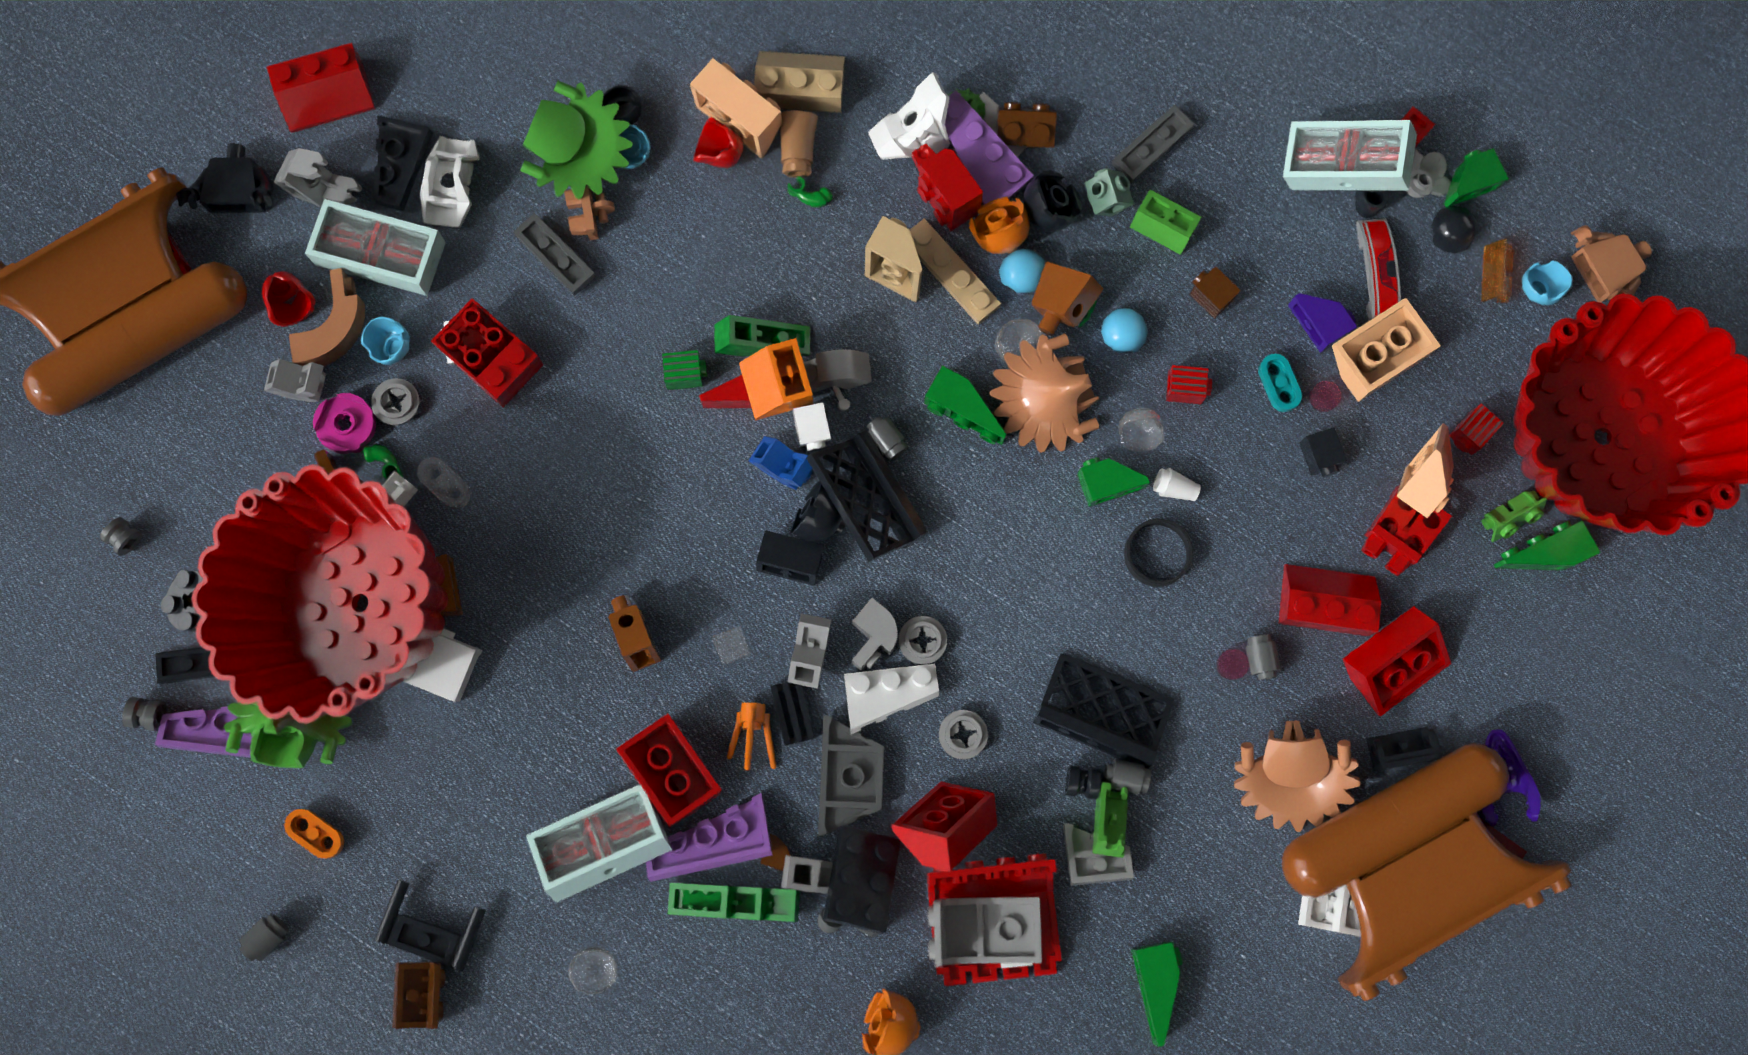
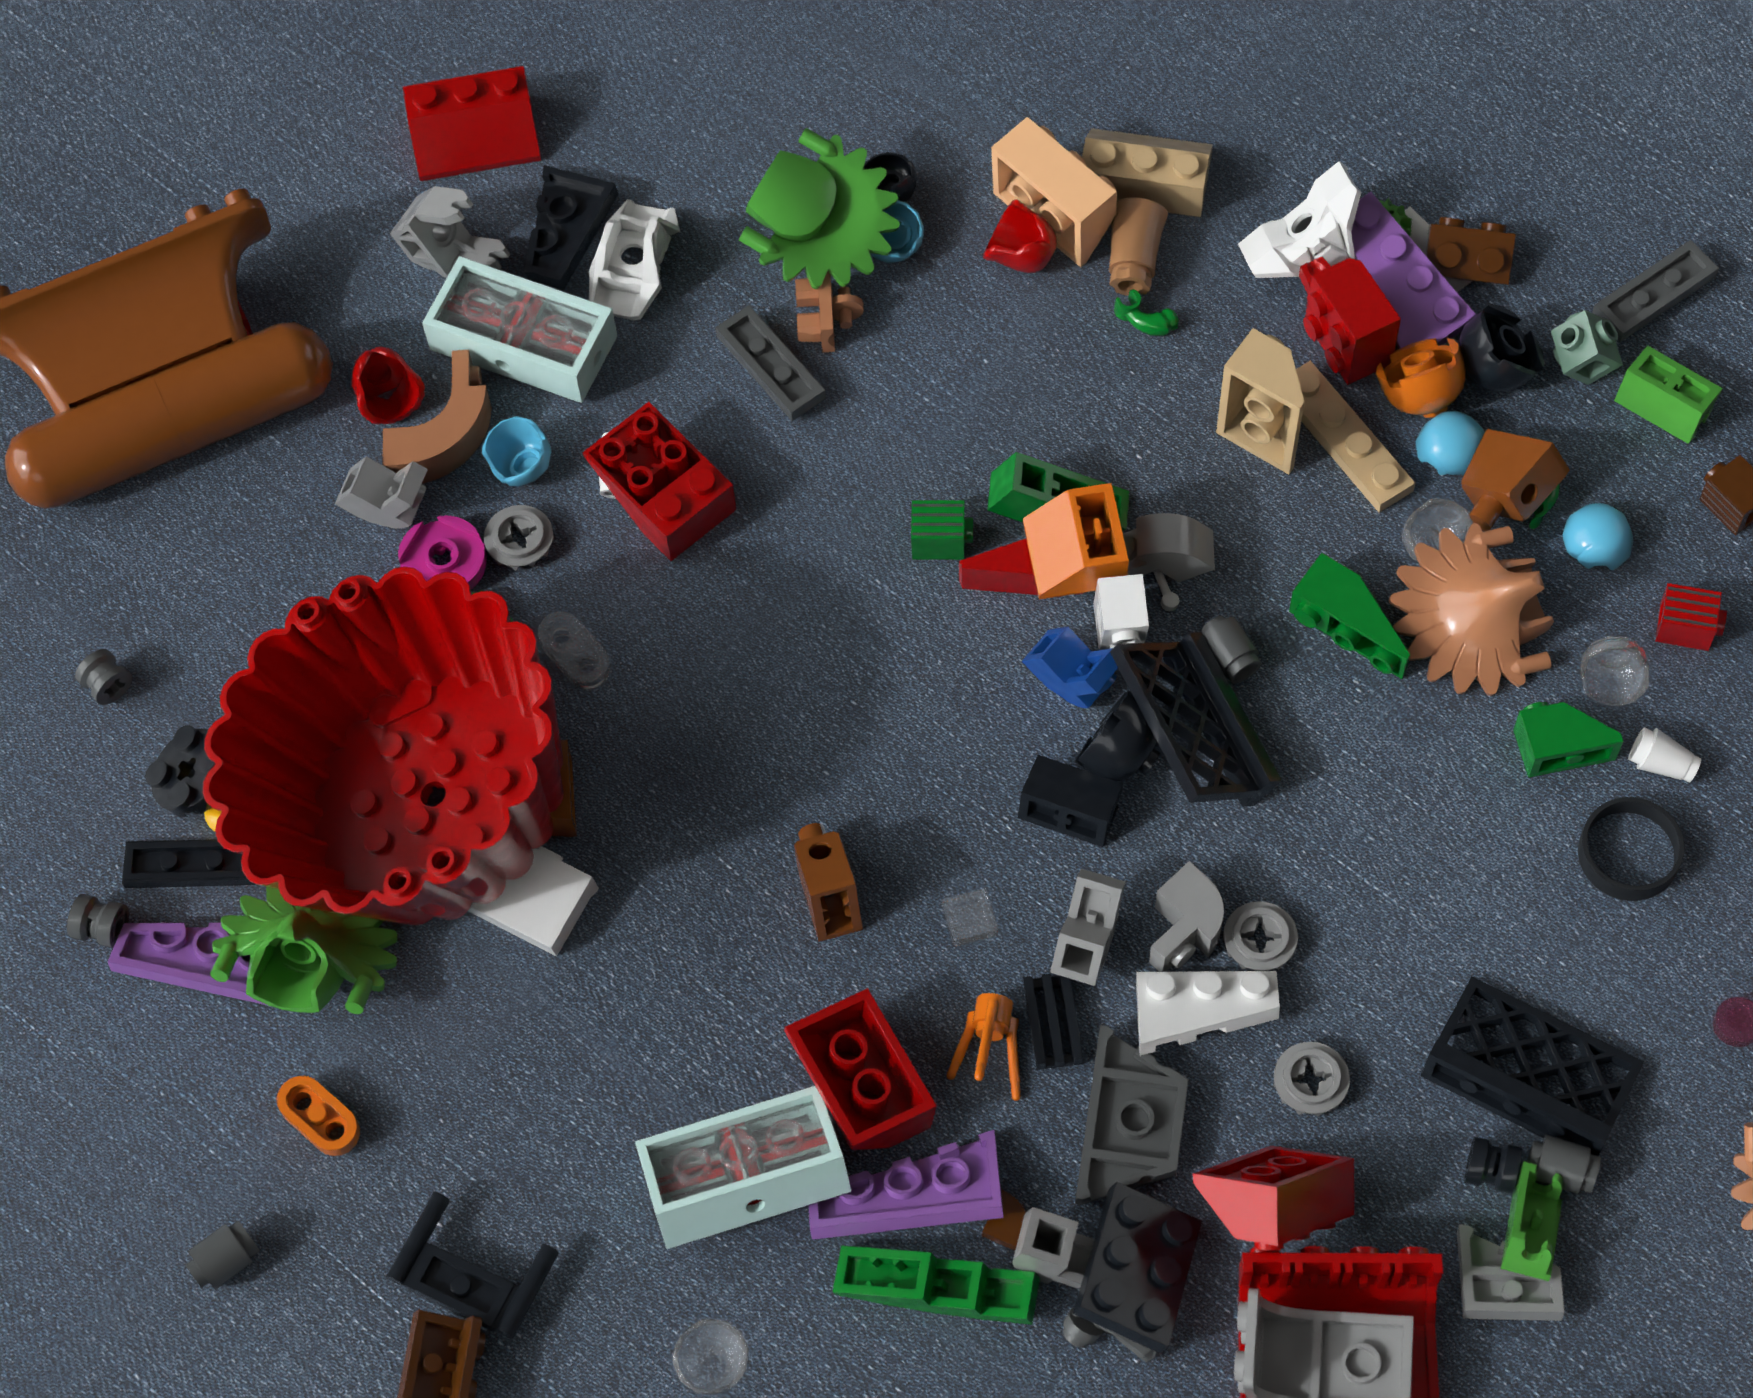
camera: 15 degrees right, 15 degrees down
(230, 185) = (328, 235): black torso -> none

